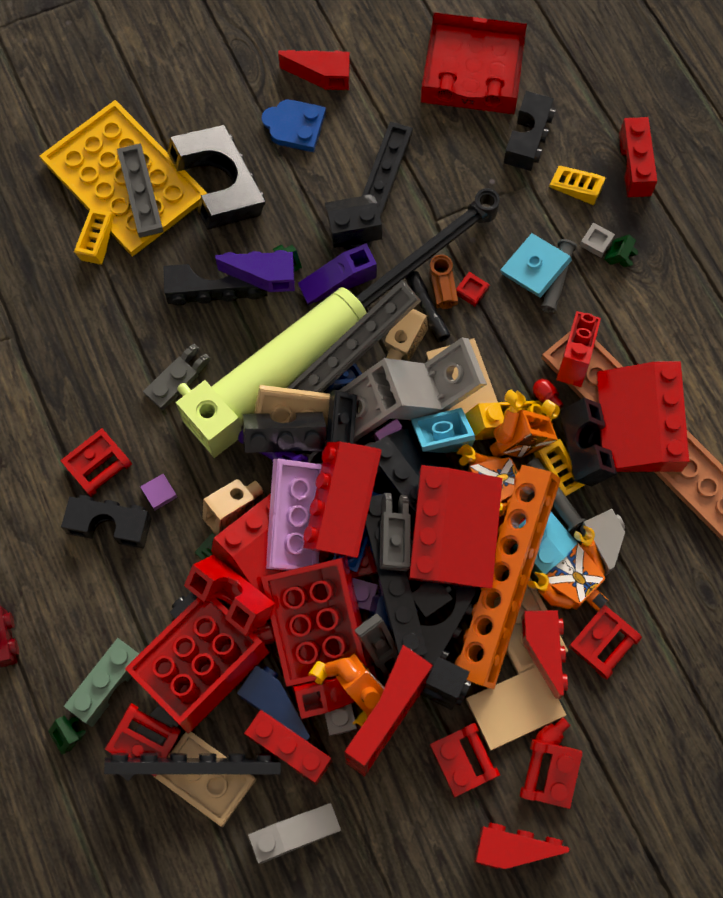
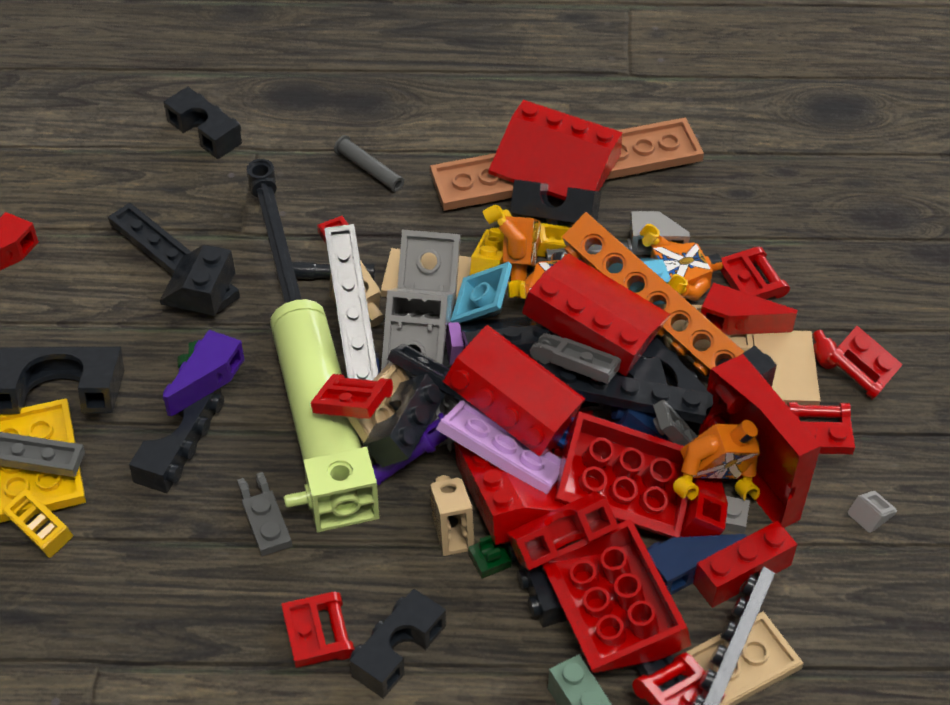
camera: 65 degrees left, 20 degrees down
(158, 492) = (389, 582): medium lavender tile -> none
(262, 383) = (351, 396): none -> red plate
(294, 833) = (838, 602): light grey slope -> none
(295, 124) = (43, 298): blue plate -> none
(344, 271) = (251, 317): dark purple slope -> none
(399, 833) = (871, 510): none -> light grey slope
(443, 283) = (307, 245): dark orange piece -> none
(473, 63) = (96, 133): red piece -> none
(508, 850) = (926, 421): red slope -> none
(536, 265) = (348, 171): medium azure plate -> none
(545, 390) = (476, 221): red cylinder -> none
(578, 349) = (463, 171): red slope -> none
(581, 193) = (299, 107): yellow slope -> none
(597, 240) = (352, 122): light grey plate -> none
(620, 250) = (375, 110): dark green tile -> none
(637, 145) = (310, 63): red arch -> none

